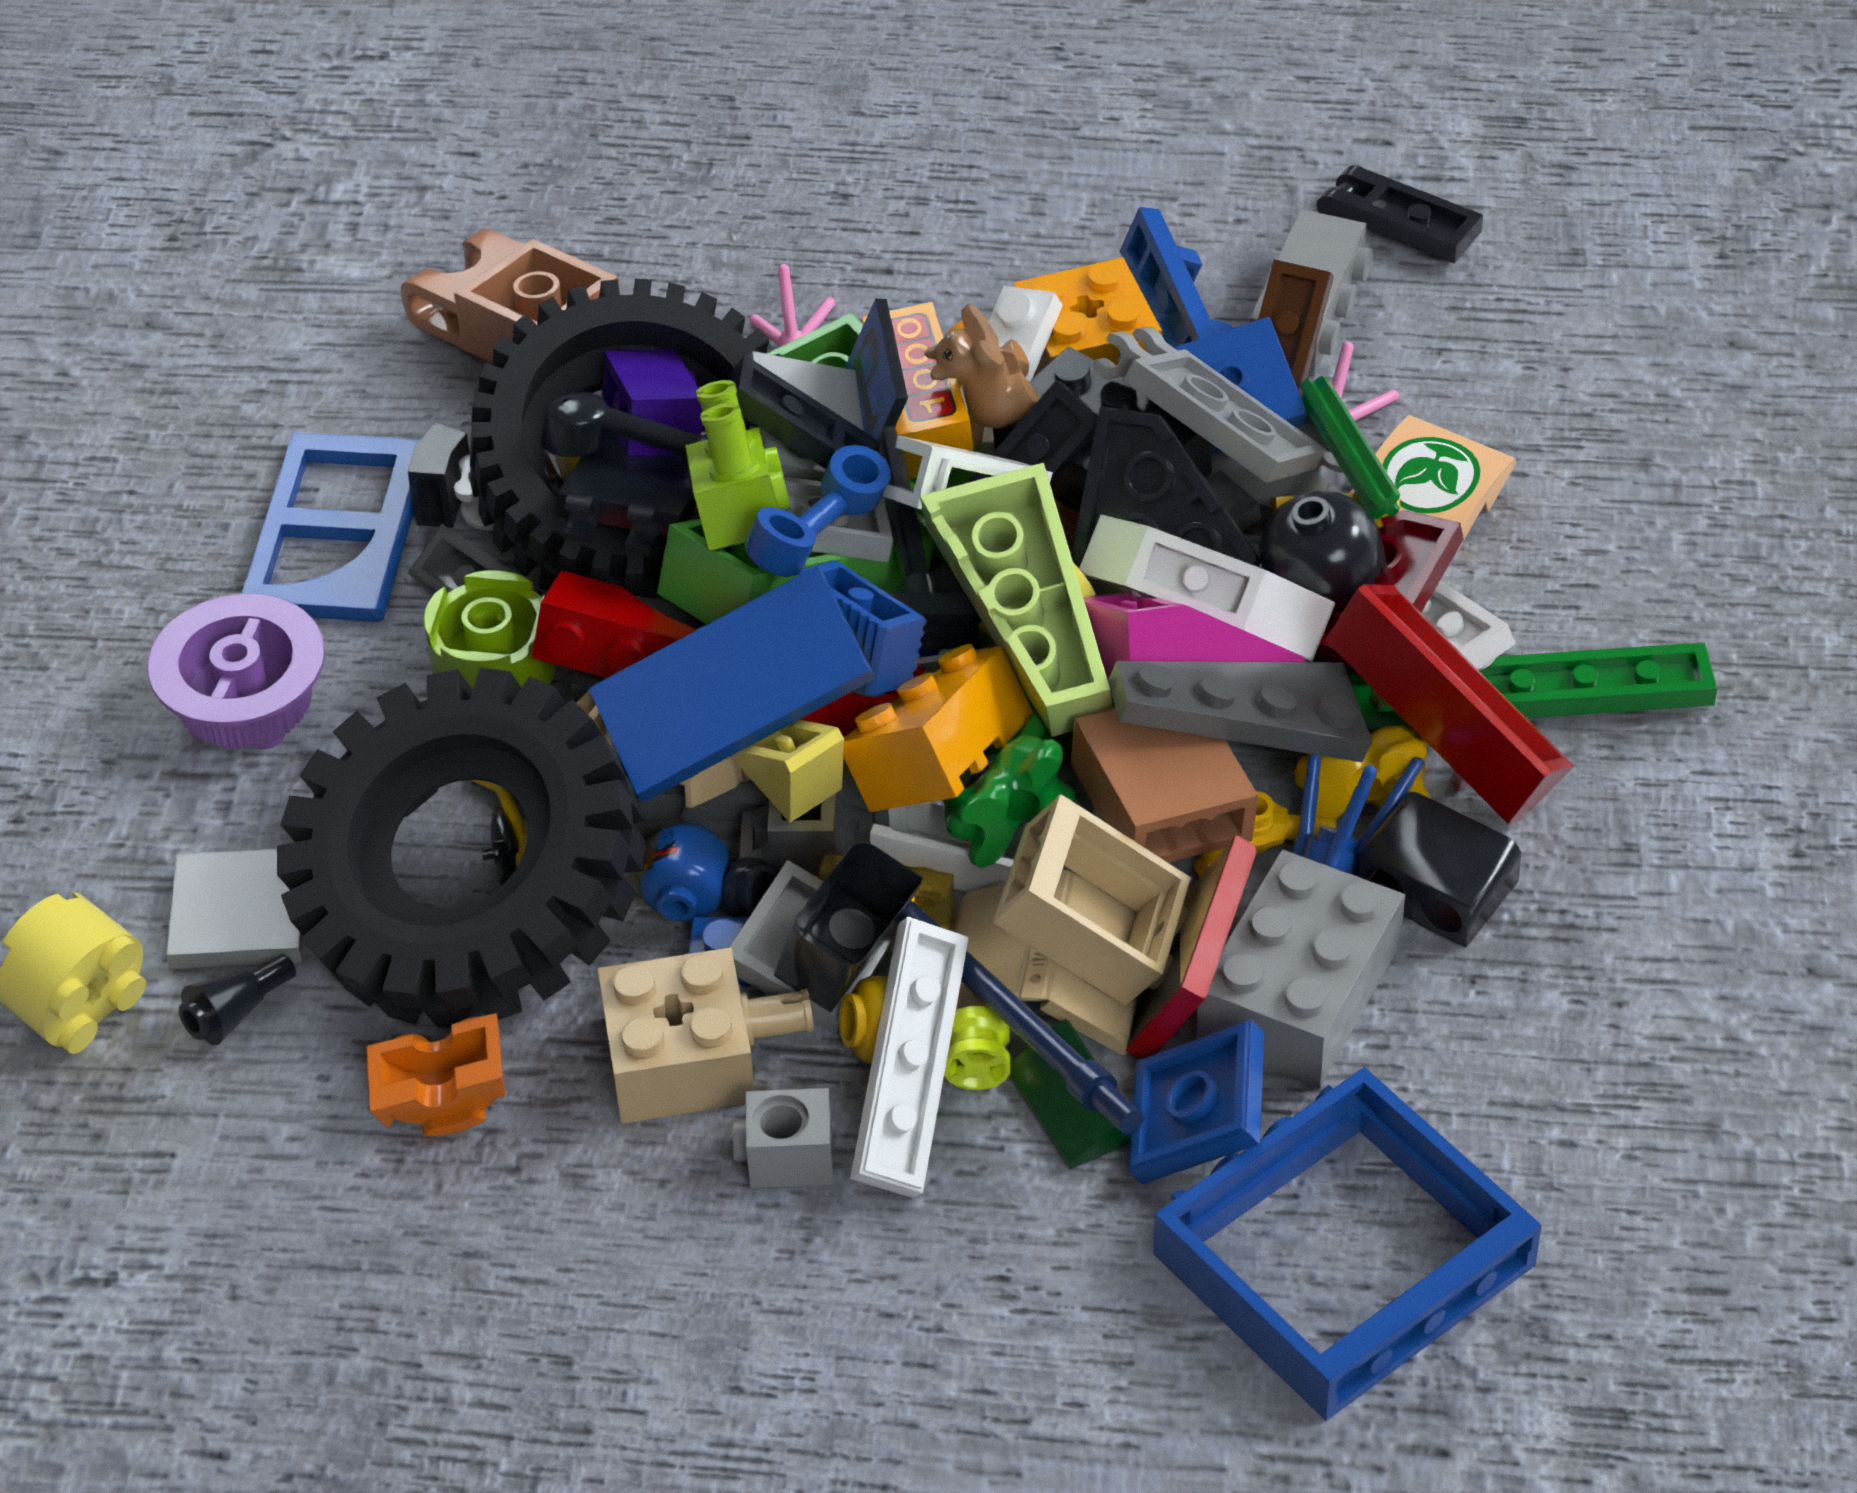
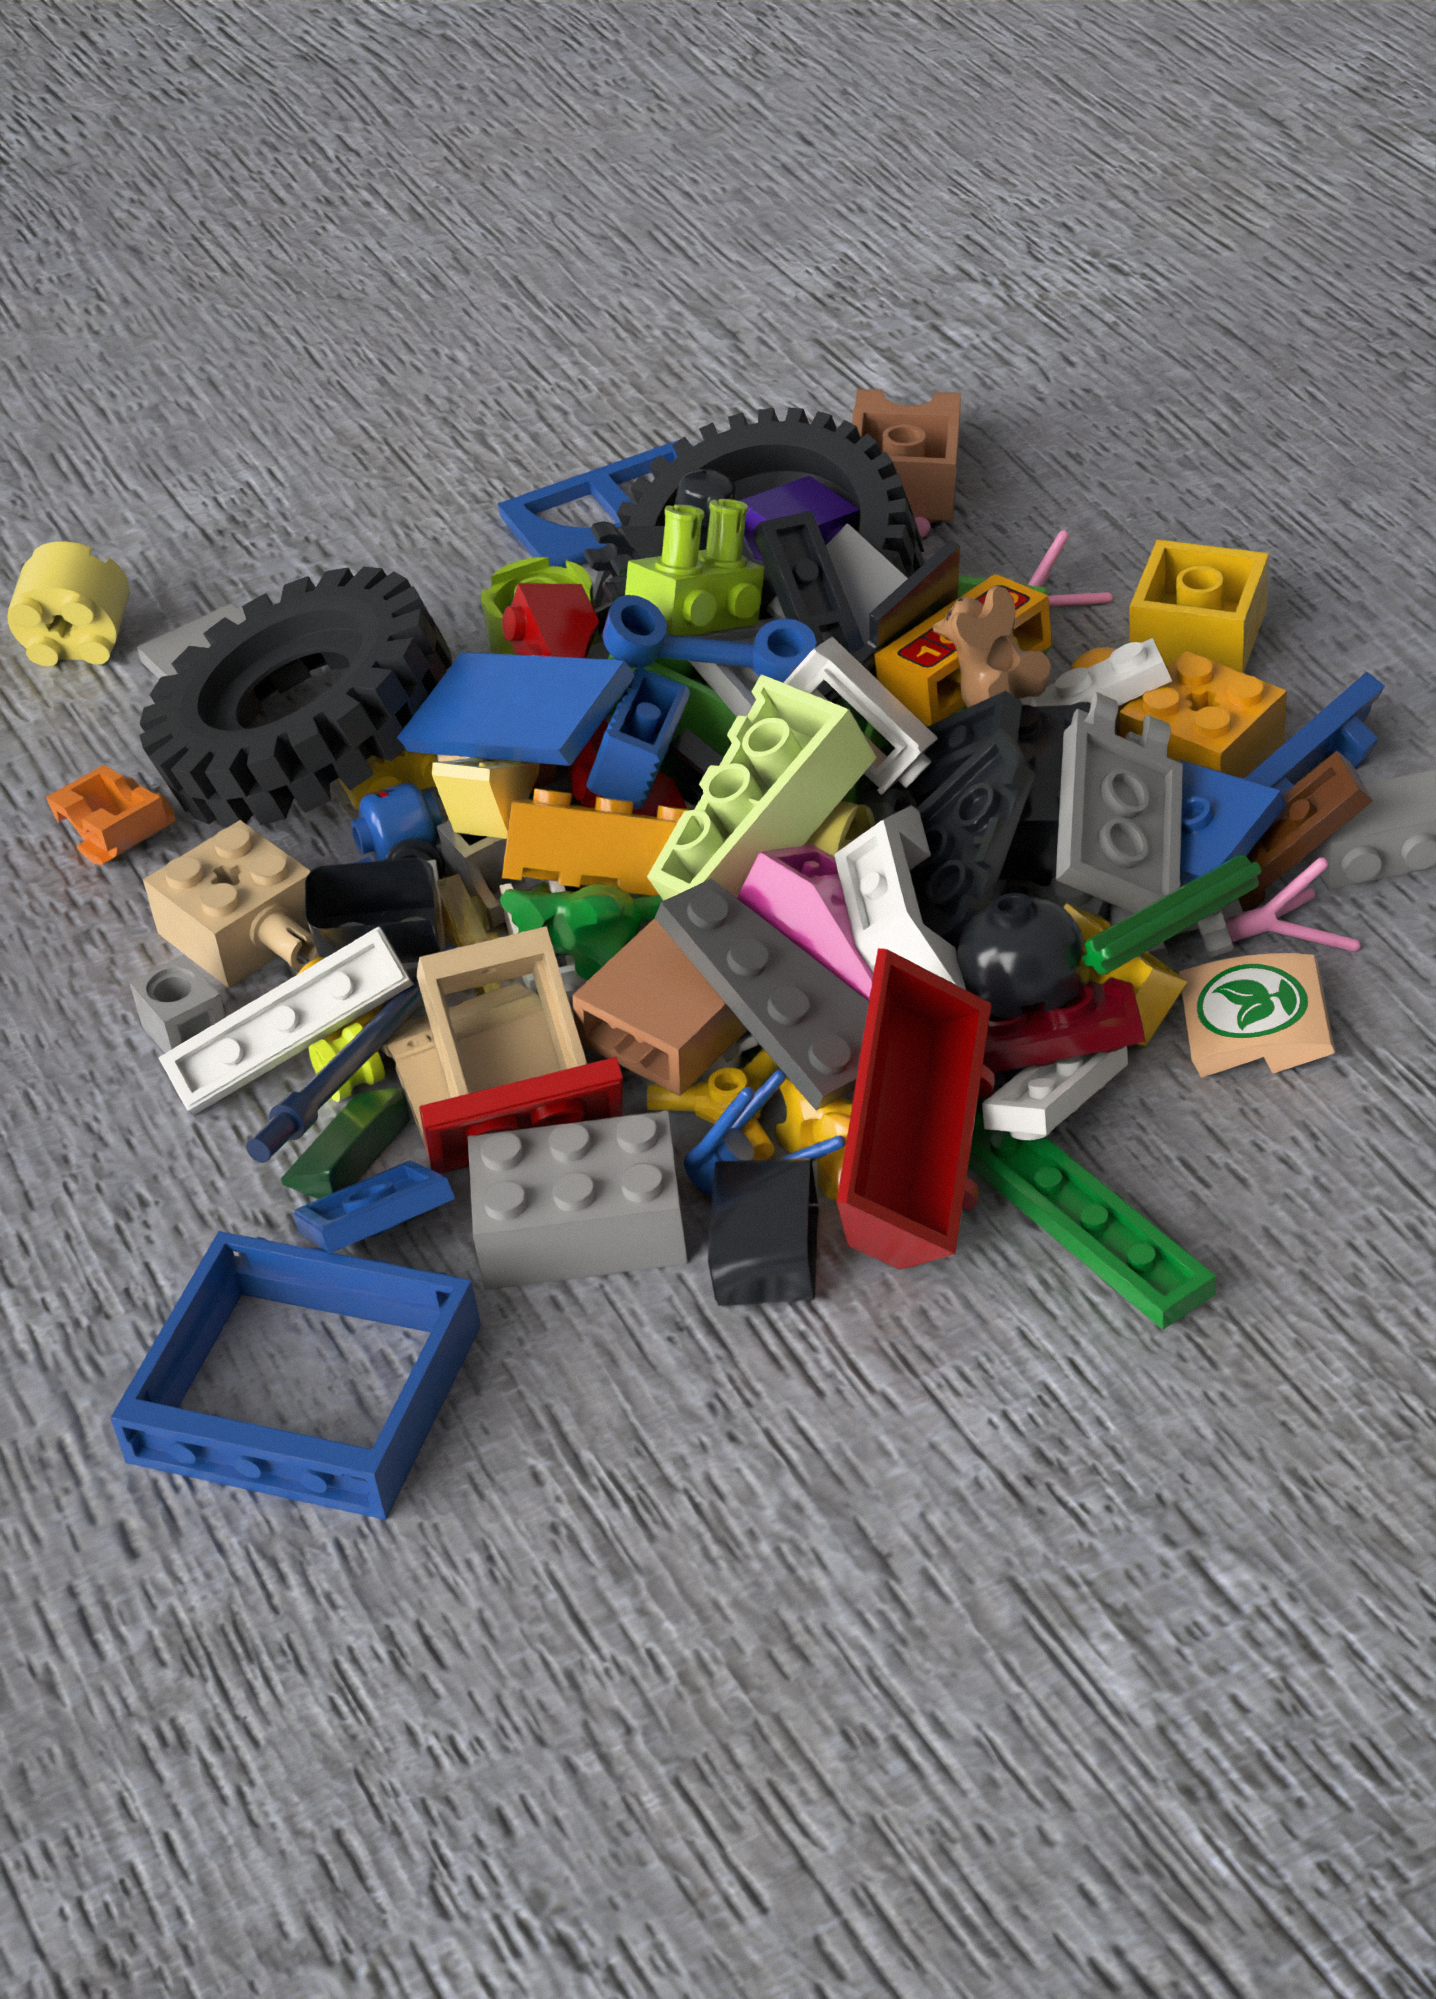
camera: 60 degrees right, 5 degrees down
(220, 1004) = (110, 691): black cone -> none
(238, 669) = (406, 525): piece -> none
(942, 249) = (1201, 602): none -> yellow brick

